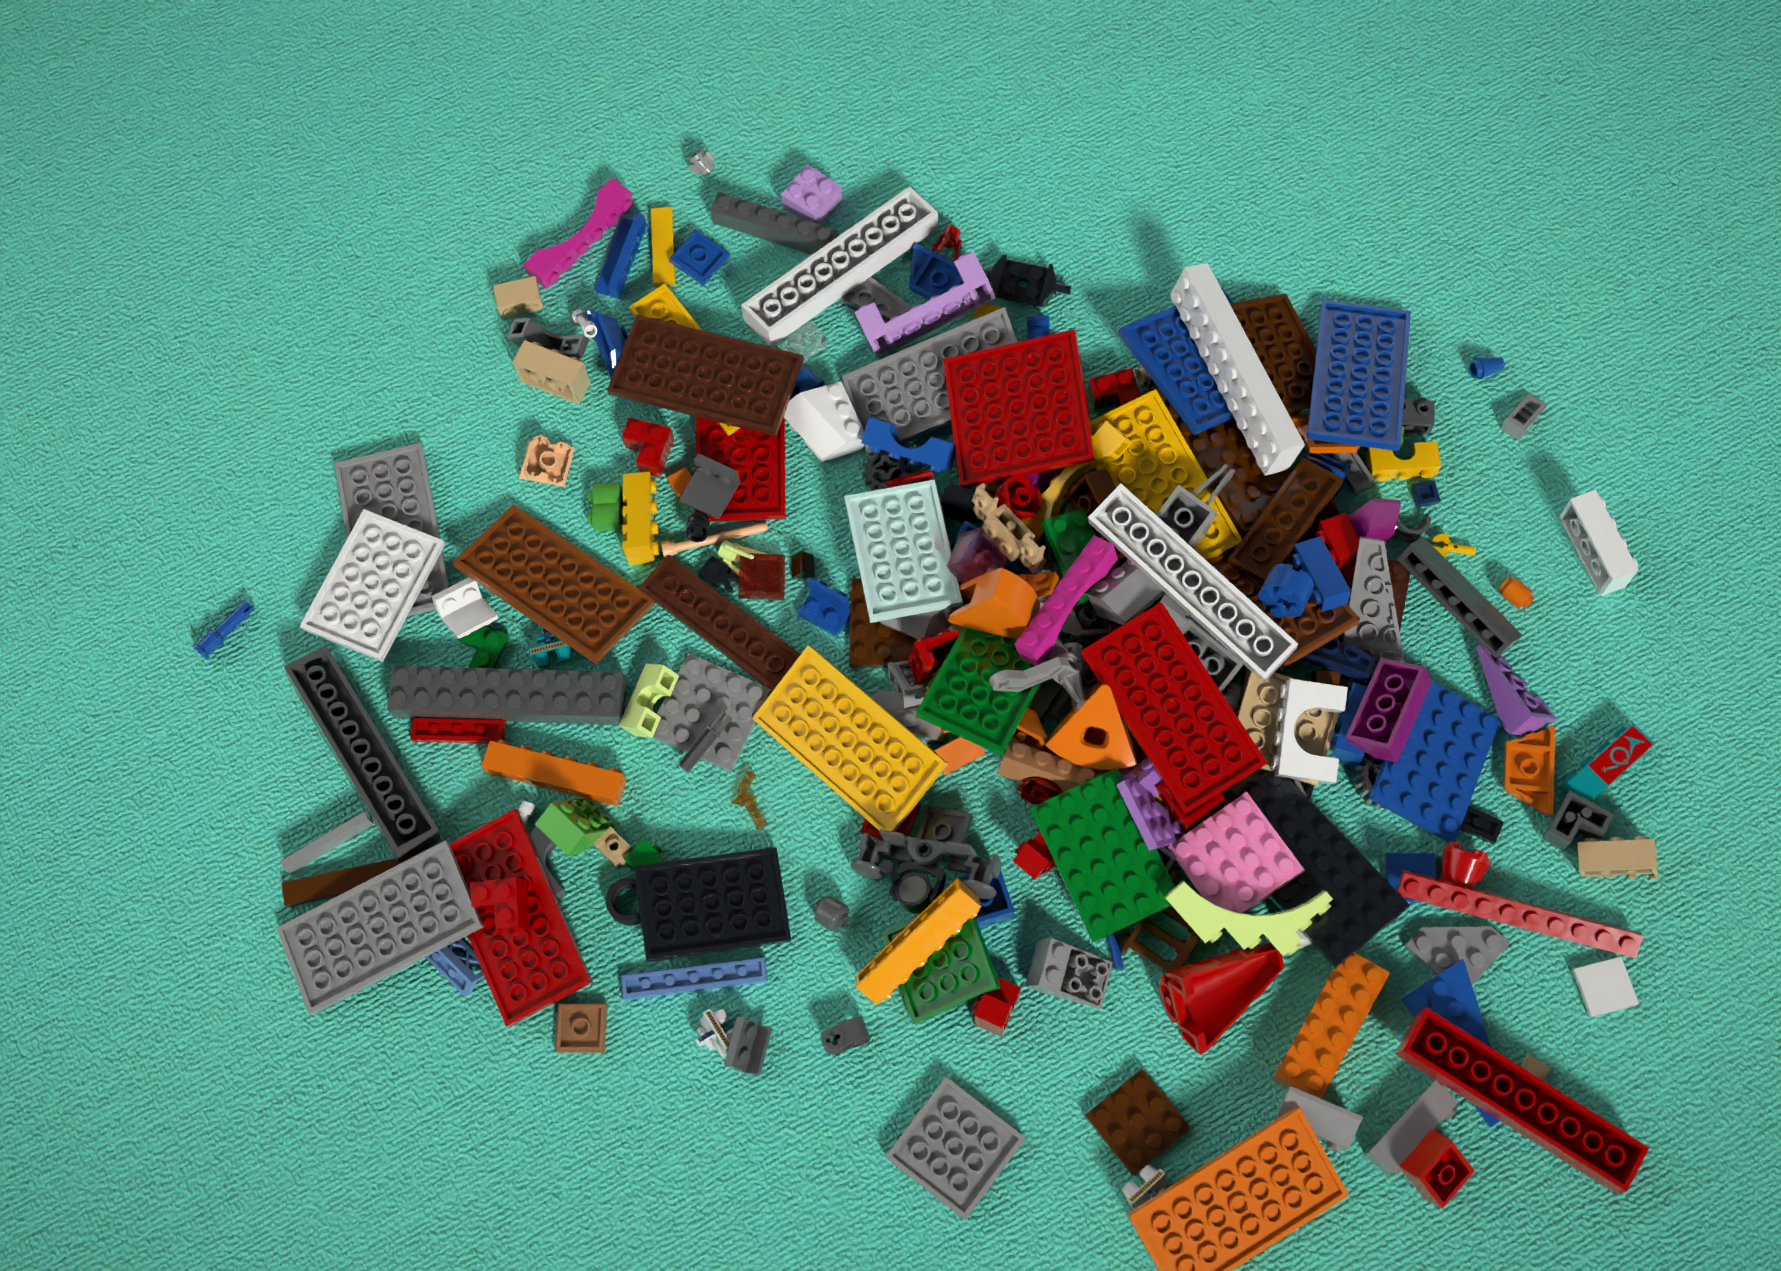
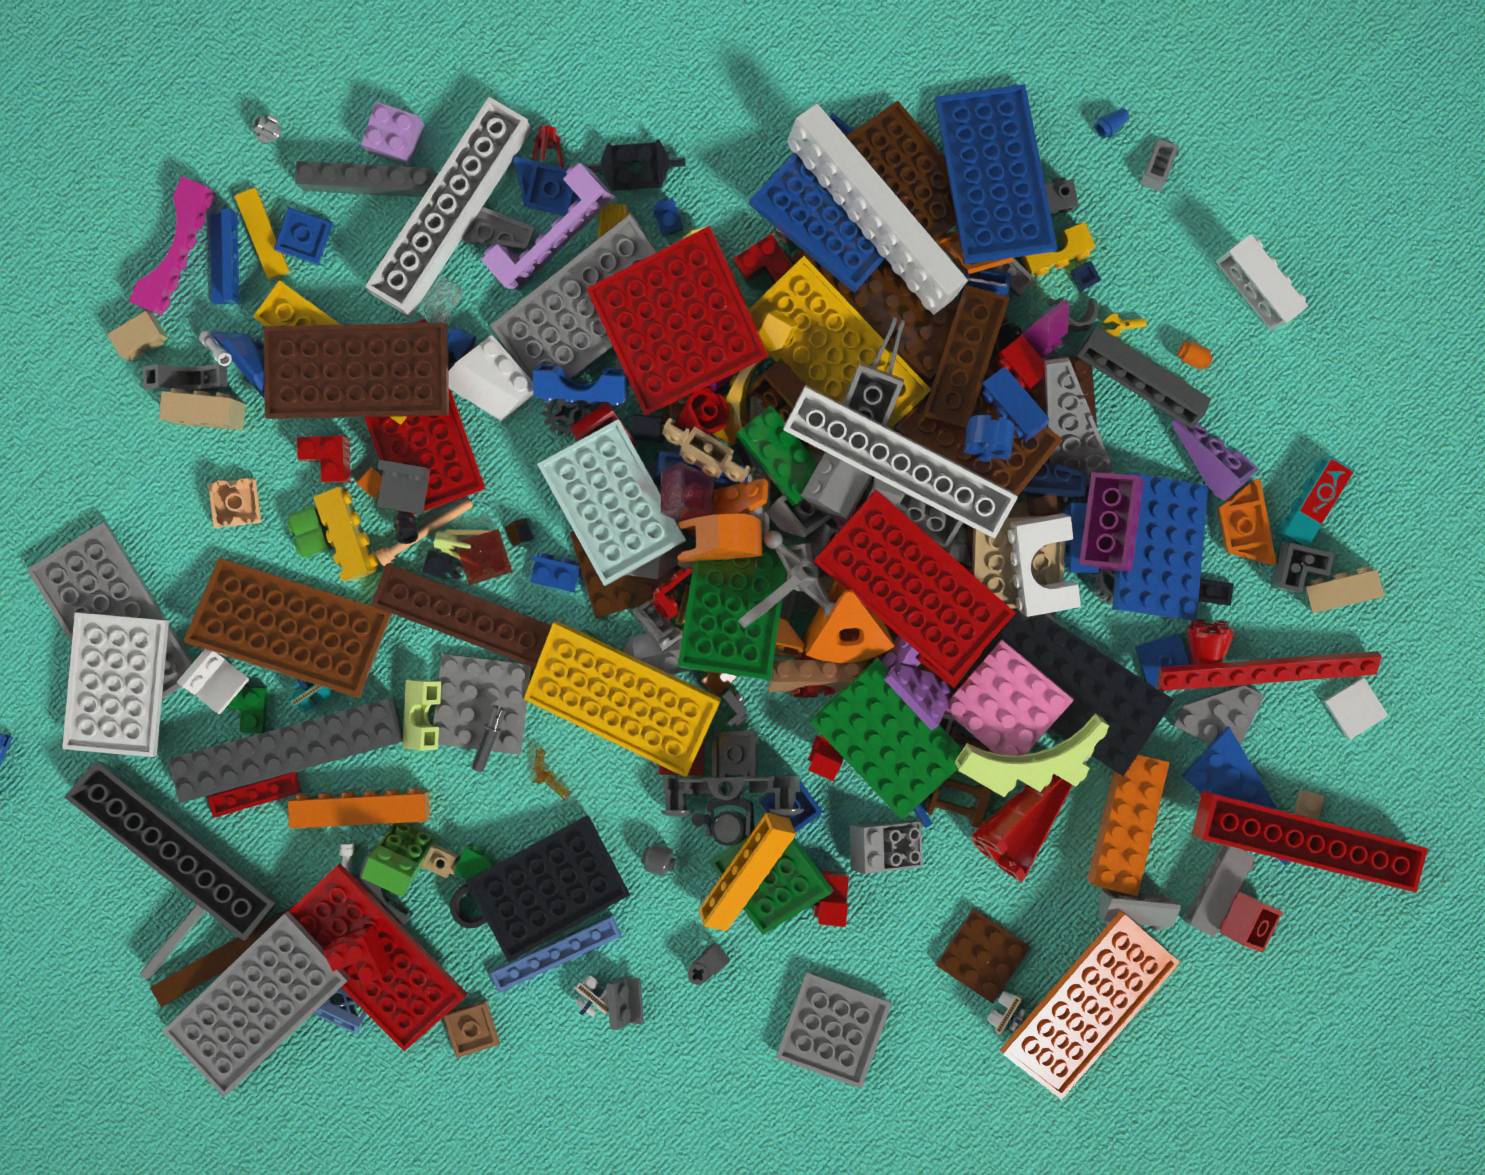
camera: 25 degrees left, 20 degrees up
(960, 791) = (736, 701): none -> dark grey bracket
(1089, 567) = (774, 543): dark pink arch -> none

